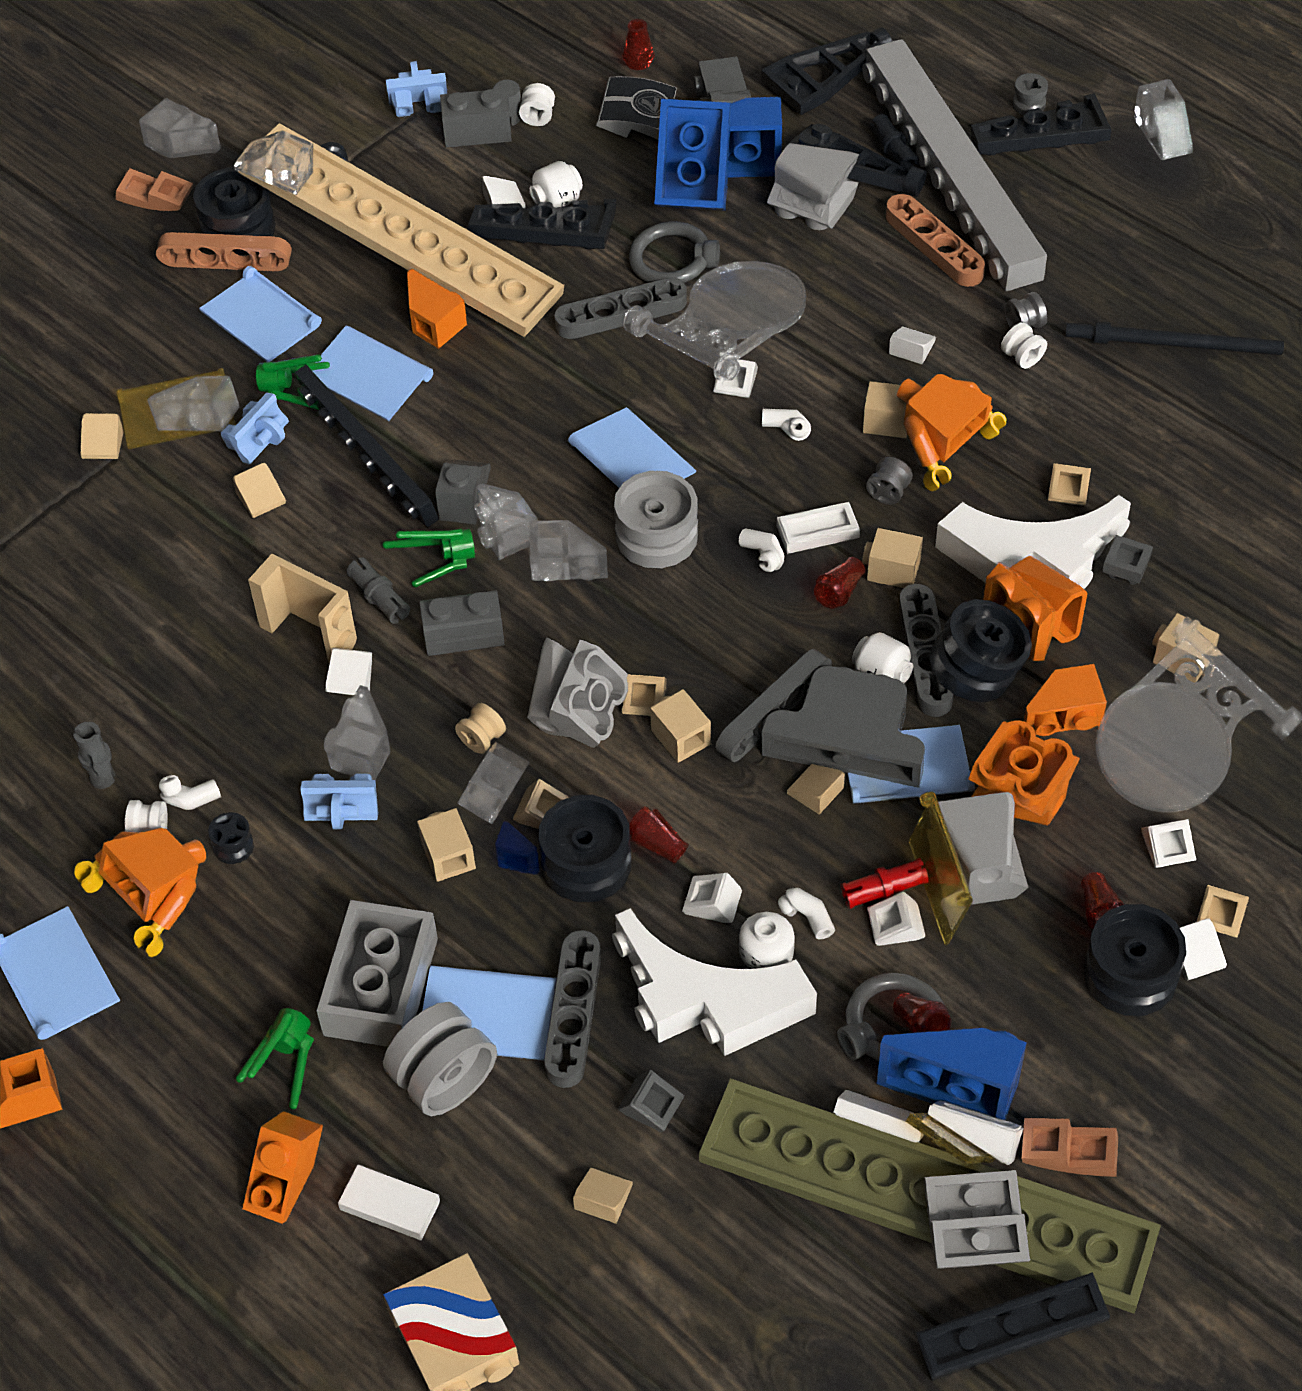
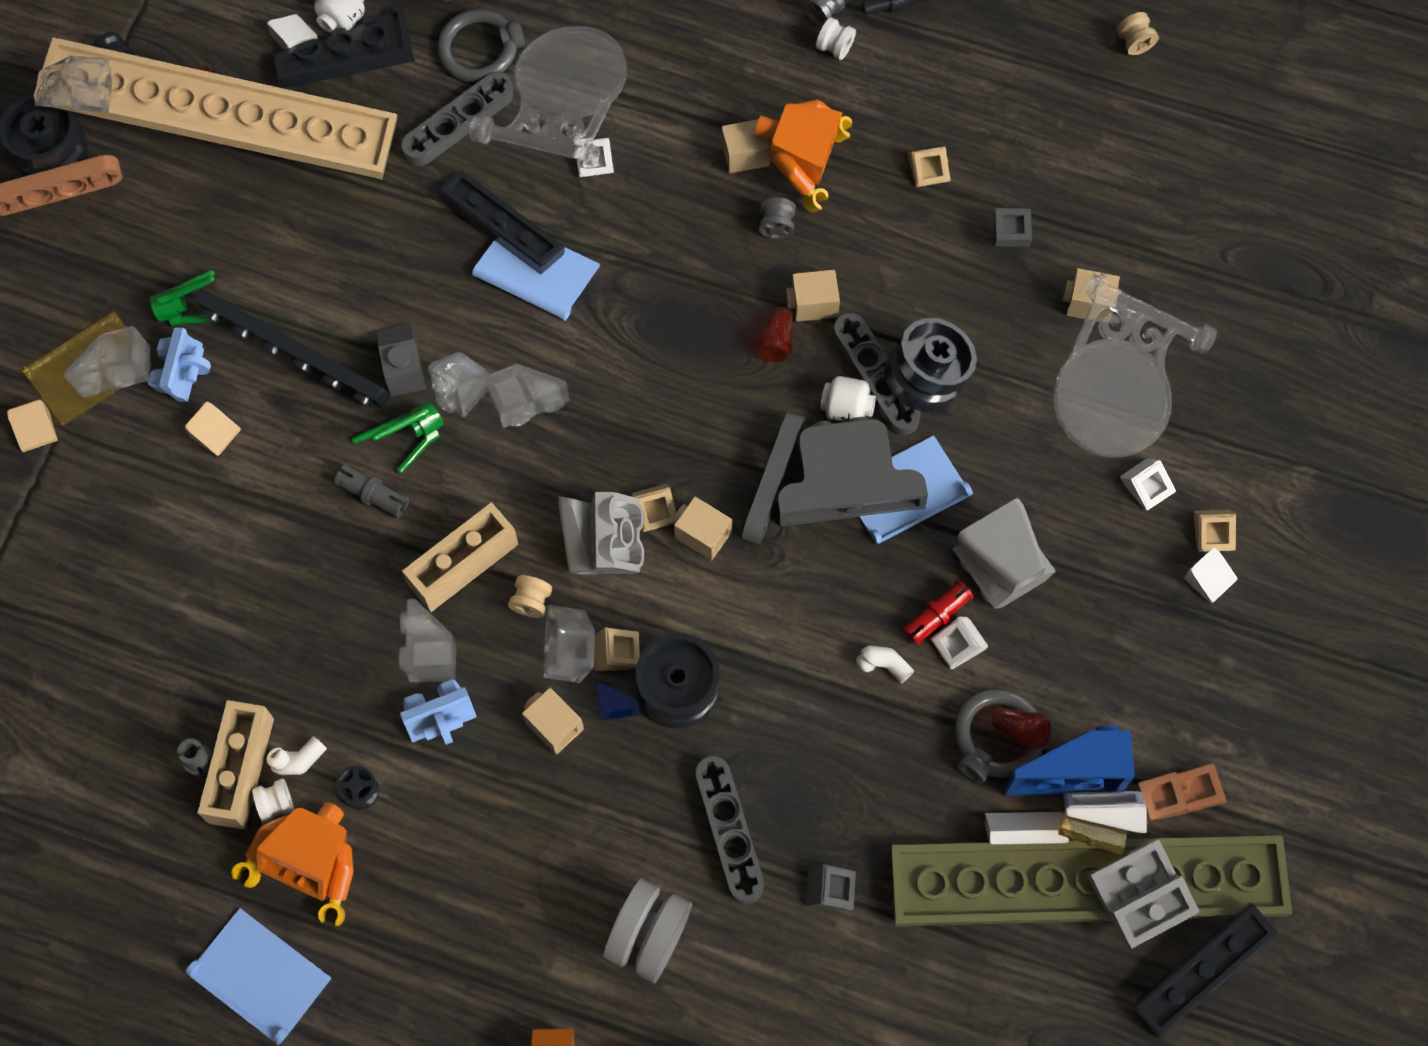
camera: 25 degrees left, 15 degrees up
(127, 773) = (236, 765): none -> tan brick
(261, 315) = (120, 239): light blue piece -> none
(284, 1036) = (497, 955): green plant -> none
(286, 589) = (290, 525): tan panel -> none
(348, 671) = (386, 586): white slope -> none
(370, 373) = (255, 266): light blue piece -> none
(377, 972) = (554, 870): light grey brick -> none
(430, 668) = (460, 557): none -> tan brick
(434, 310) = (286, 181): orange slope -> none
(462, 623) = (465, 496): dark grey brick -> none
(504, 1006) = (668, 852): light blue piece -> none
(602, 1195) = (830, 988): tan slope -> none
(618, 405) = (501, 222): none -> black tile
(656, 519) = (593, 332): light grey wheel -> none
(656, 834) = (729, 640): clear red cone -> none
(713, 897) = (799, 679): white slope -> none
(728, 1002) = (817, 780): white arch -> none
(766, 940) = (868, 709): white head -> none
(768, 547) = (700, 321): white arm -> none
(790, 421) = (661, 185): white arm -> none
(817, 787) = (841, 541): tan slope -> none
(818, 527) = (732, 285): white tile -> none
(911, 344) = (735, 68): white slope -> none
(947, 883) = (991, 593): clear yellow piece -> none
(1027, 768) = (1013, 468): orange piece -> none
(1041, 599) = (957, 297): orange piece -> none
(1067, 545) = (913, 252): white arch -> none
(1067, 701) = (1018, 381): orange slope -> none
(1098, 897) = (1123, 565): clear red cone -> none
(1134, 959) = (1171, 608): black wheel -> none

